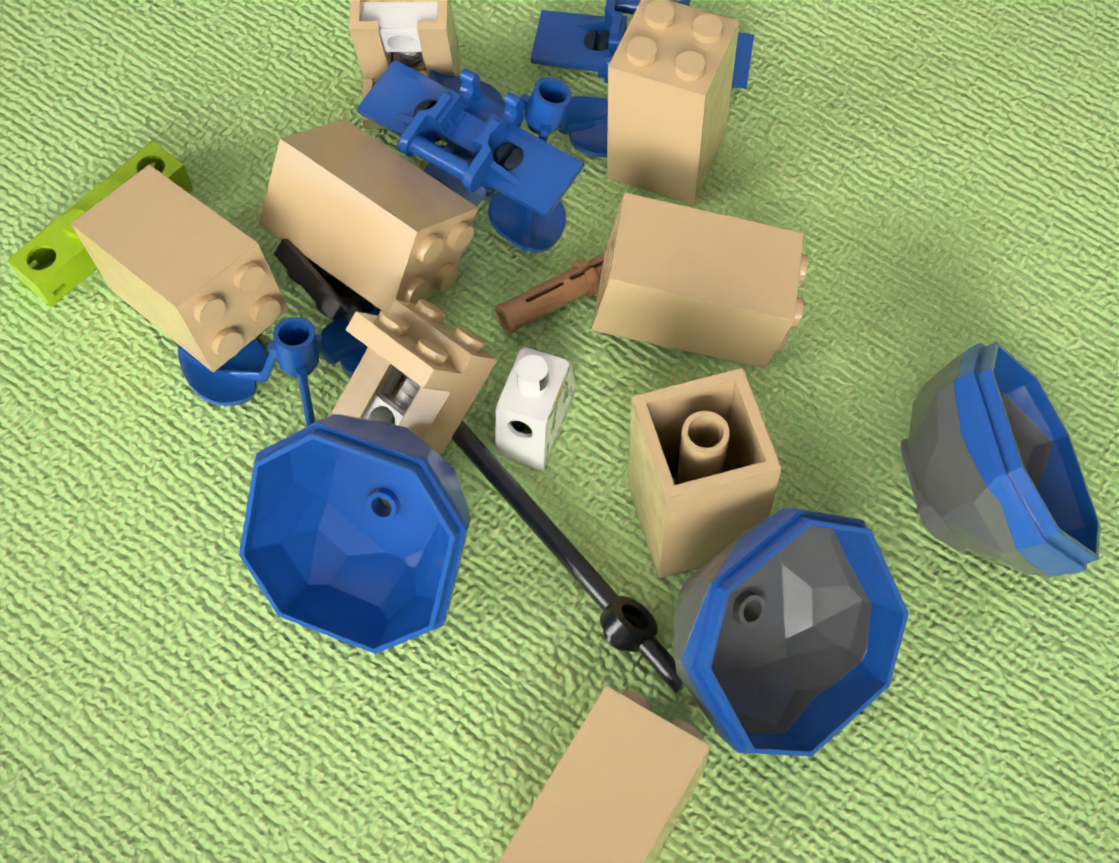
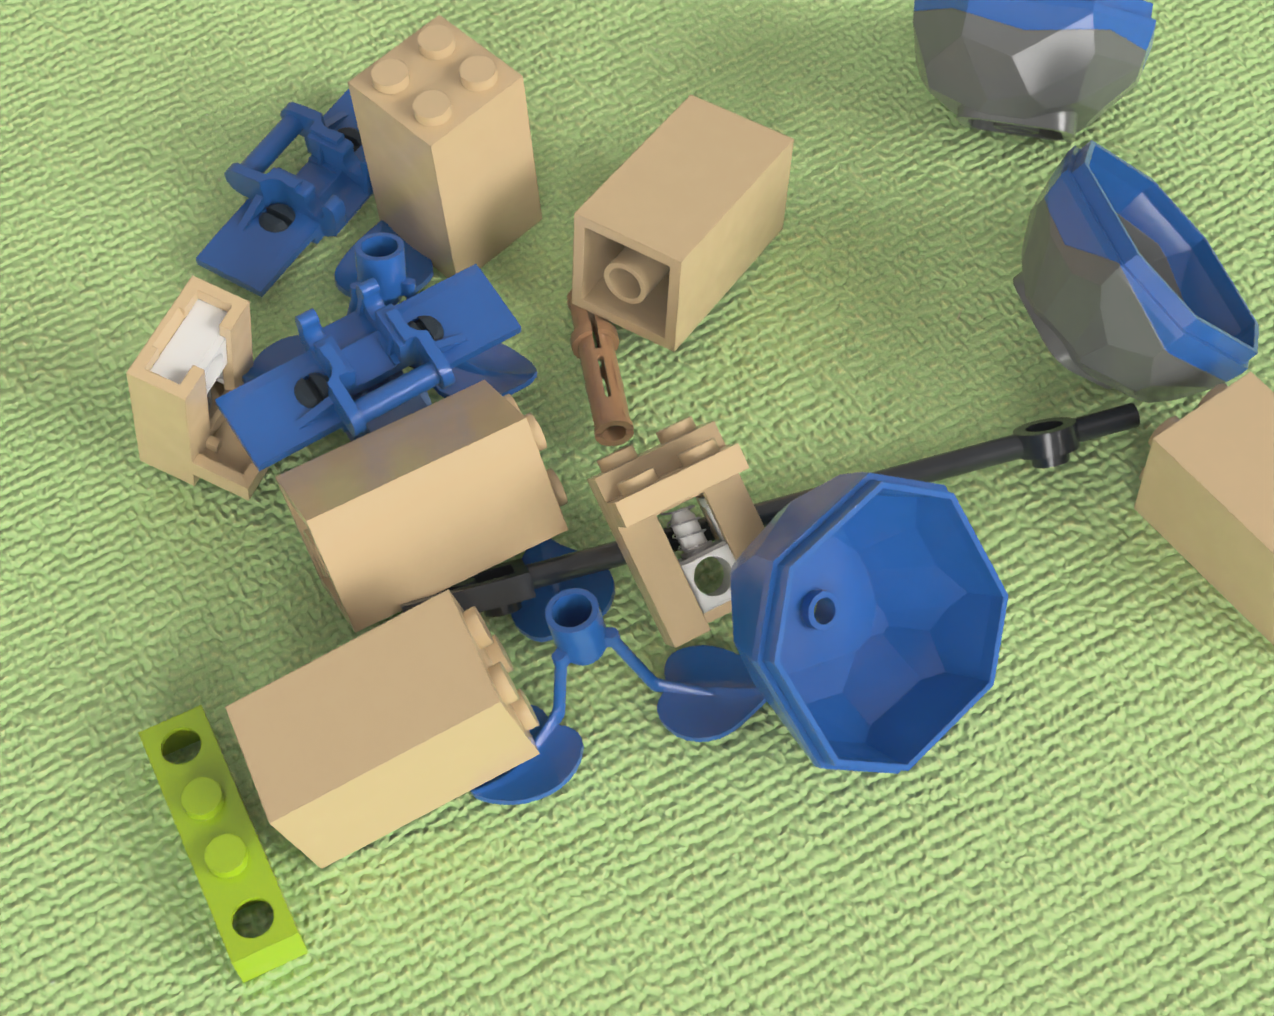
camera: 65 degrees left, 5 degrees down
(539, 396) = (763, 423): white torso -> none
(699, 468) = (947, 275): tan brick -> none

